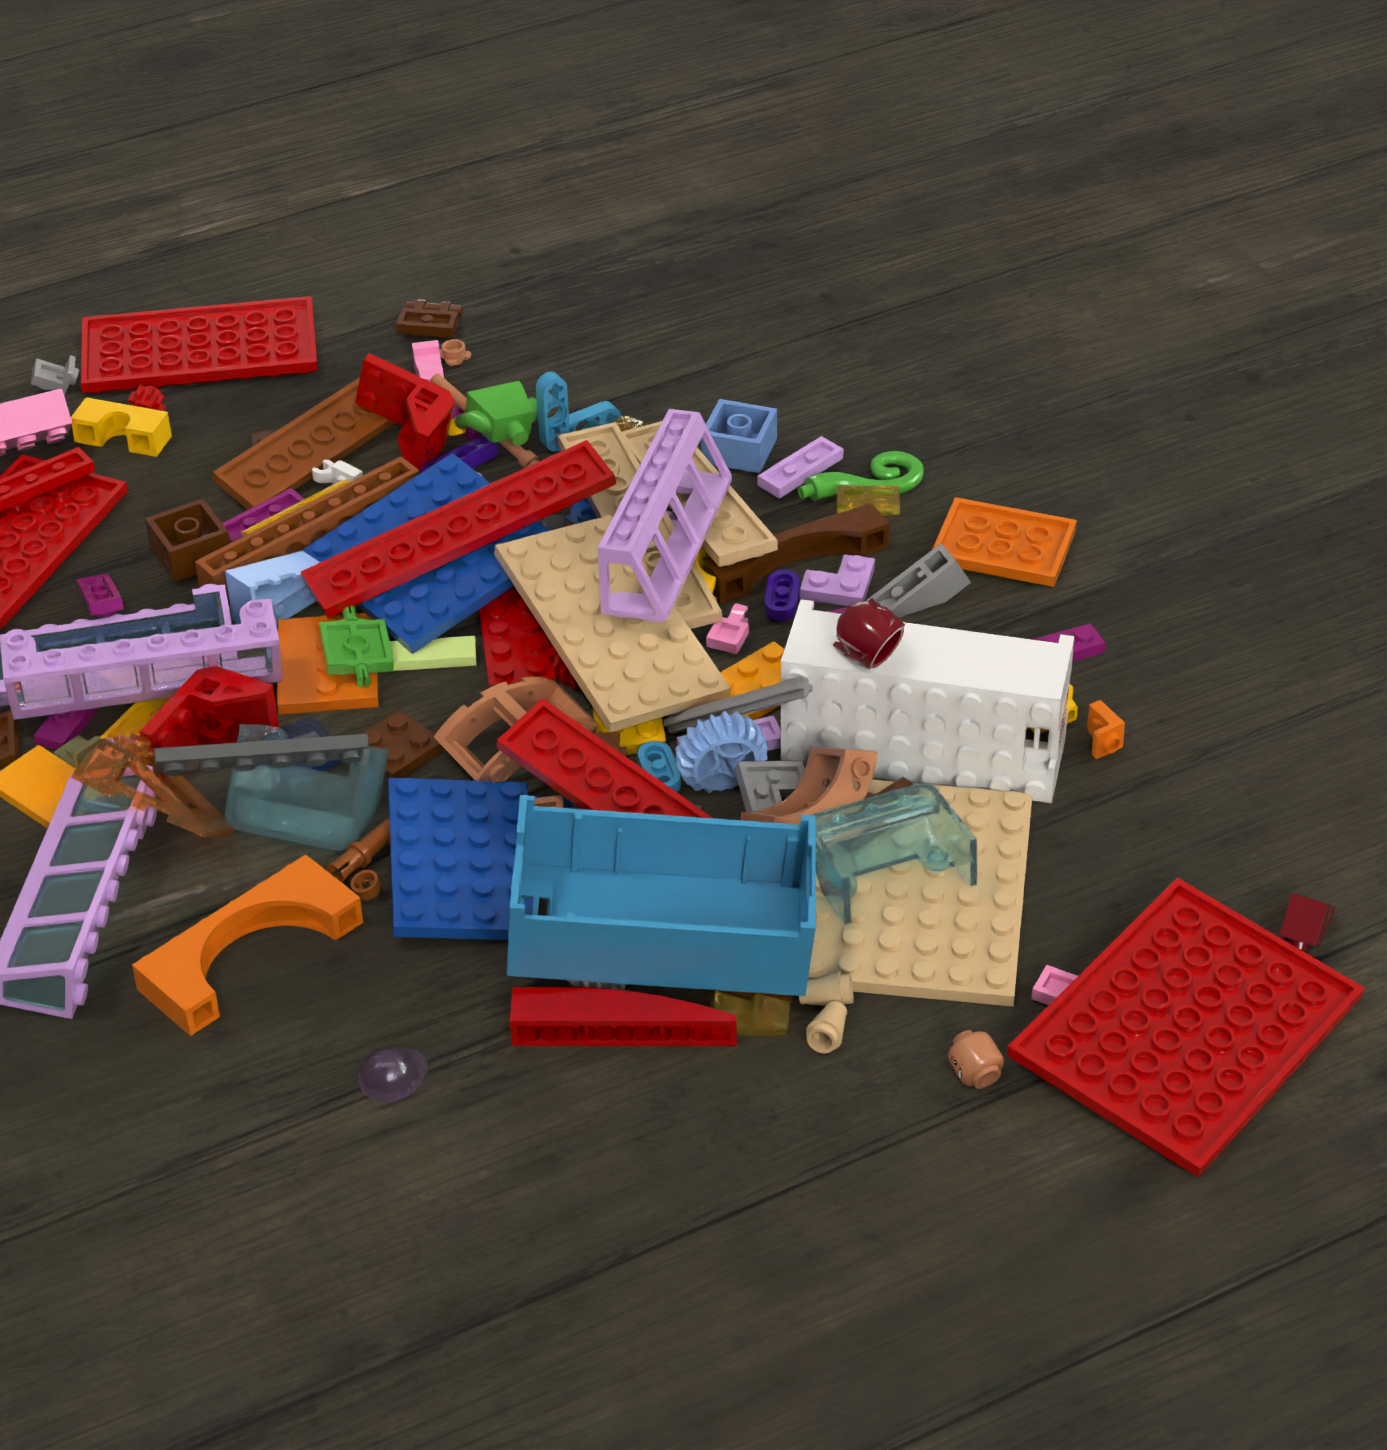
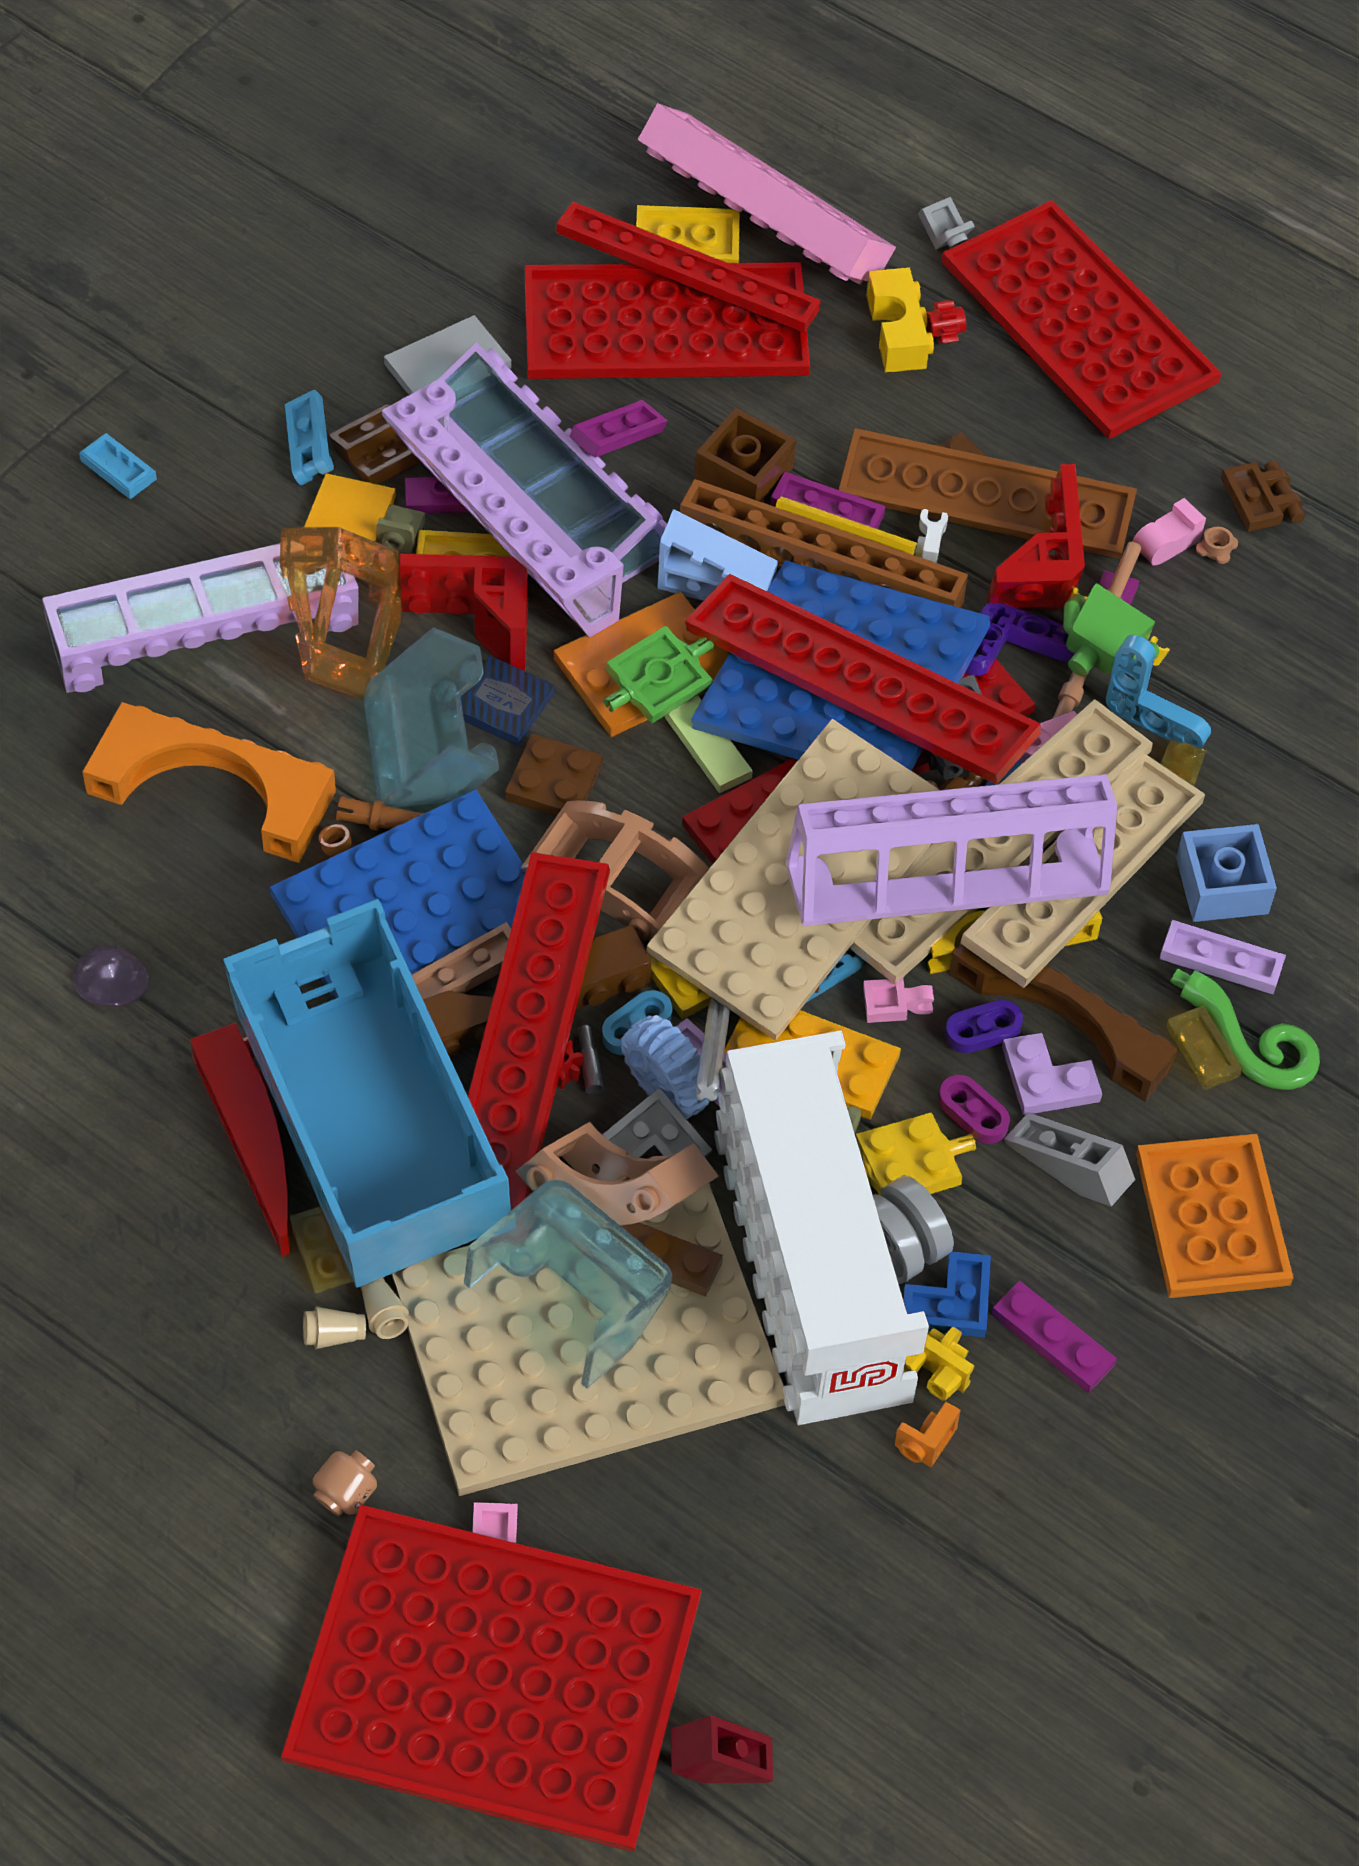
camera: 60 degrees right, 15 degrees up
(248, 755) = (420, 678): dark grey plate -> none
(868, 633) = (781, 1112): dark red helmet -> none

